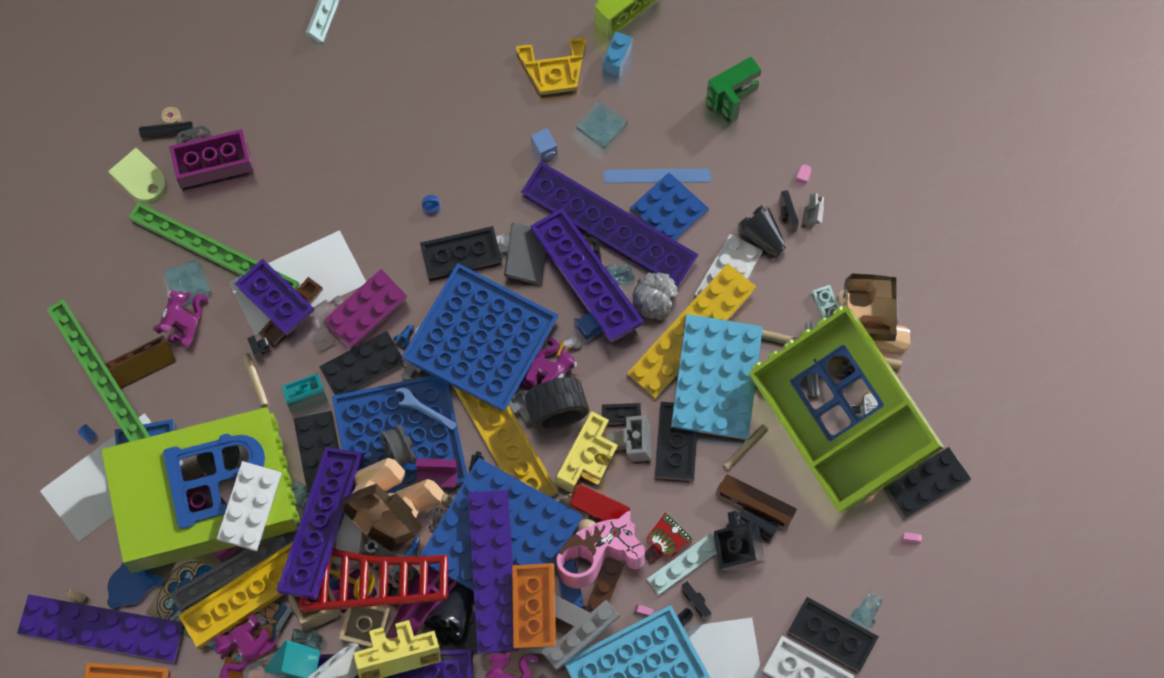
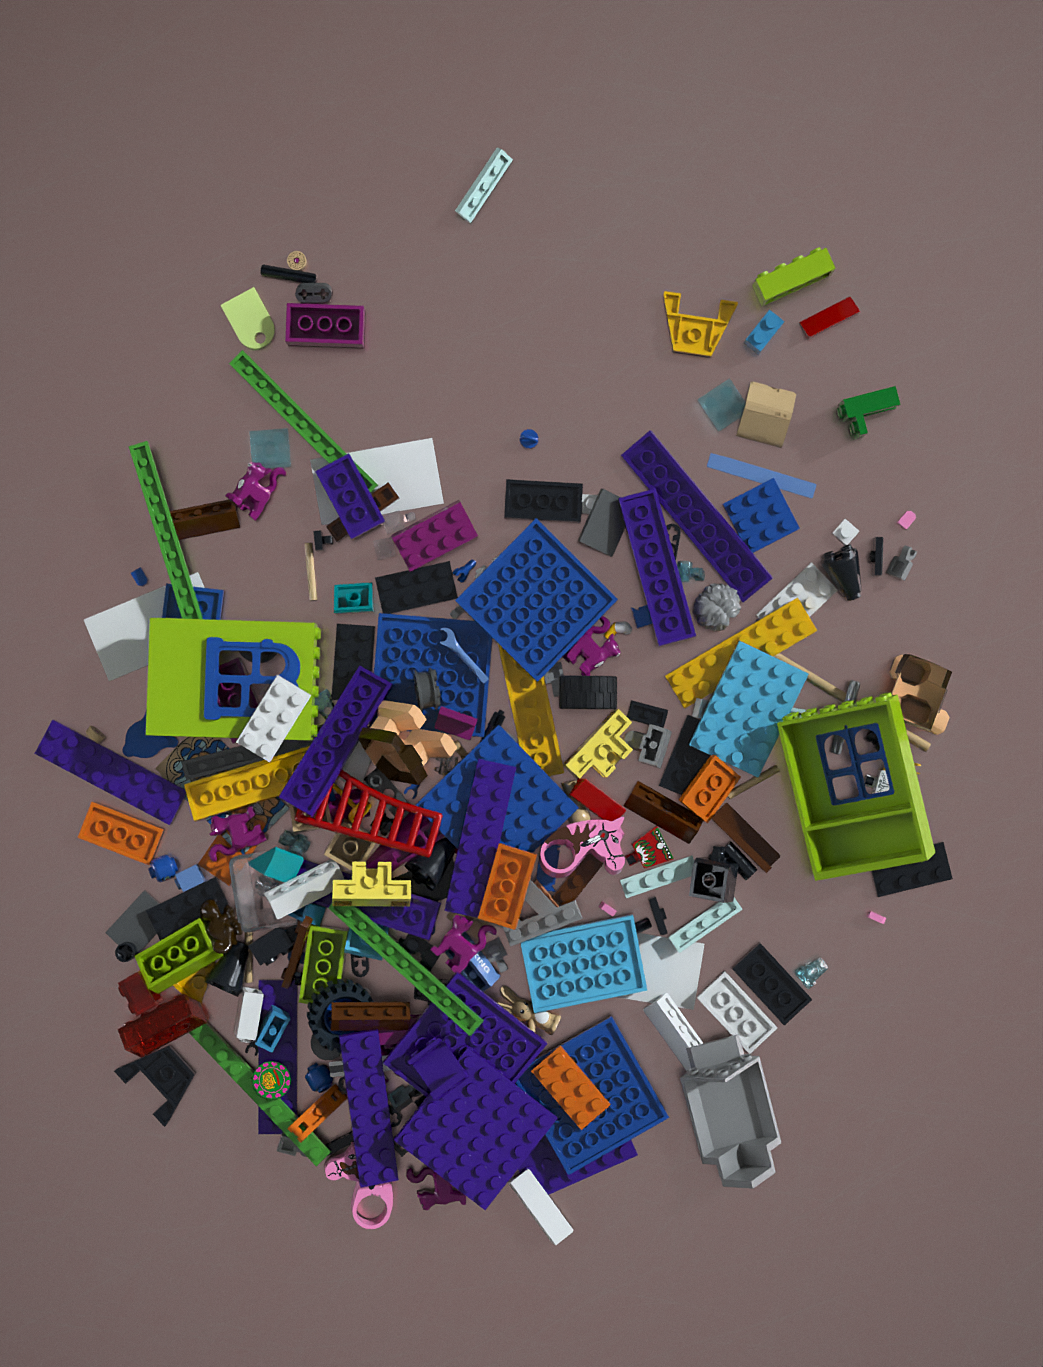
camera: 20 degrees right, 20 degrees up
(544, 144) = (659, 410): medium blue brick -> none
(644, 123) = (766, 414): none -> tan piece
(669, 391) = (699, 708): none -> white plate
(672, 29) = (829, 317): none -> red slope
(676, 502) = (663, 812): none -> reddish brown panel
(705, 462) = (709, 788): none -> orange plate
(744, 595) = (703, 924): none -> light aqua plate
(751, 200) = (845, 532): none -> white plate
(825, 301) = (881, 665): light aqua slope -> none

